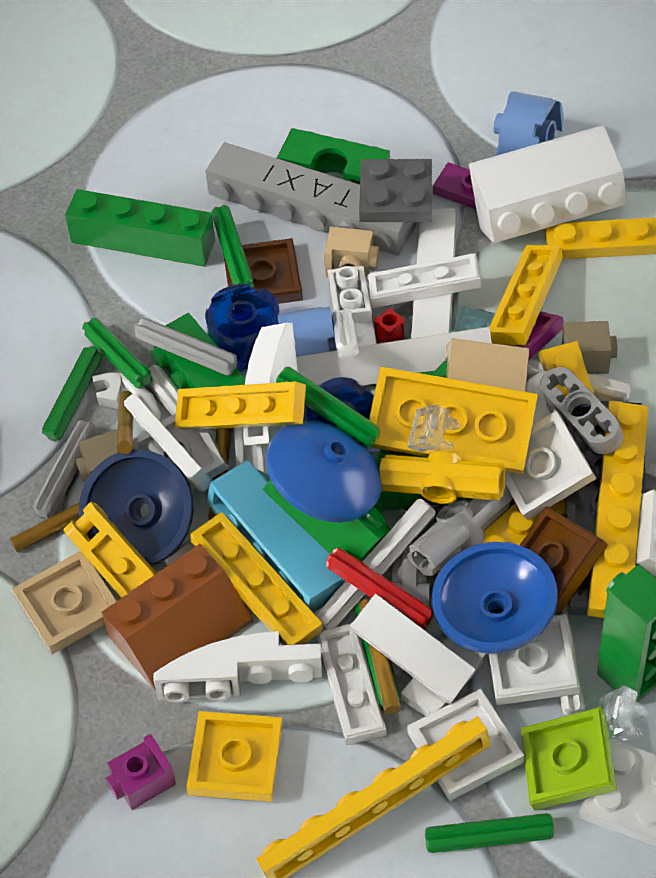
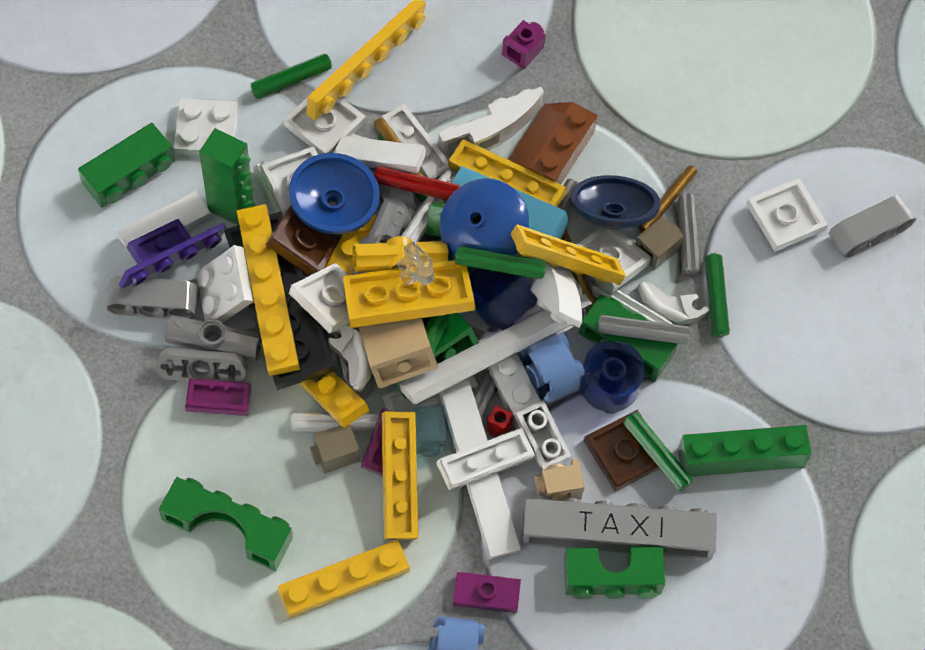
camera: 150 degrees right, 10 degrees up
(65, 601) = (631, 136): tan plate -> none
(109, 550) = (616, 169): yellow plate -> none
(117, 353) = (701, 332): green axle -> none
(125, 425) = (656, 257): pearl gold bar -> none
(167, 442) = (615, 244): white tile -> none
(235, 756) = (469, 71): yellow plate -> none
(345, 334) = (521, 356): white axle -> none
(395, 190) = (543, 535): dark grey plate -> none
(547, 184) = (414, 584): white slope -> none
(568, 759) = (255, 124): lime tile -> none
(584, 424) = (327, 366): light grey beam -> none

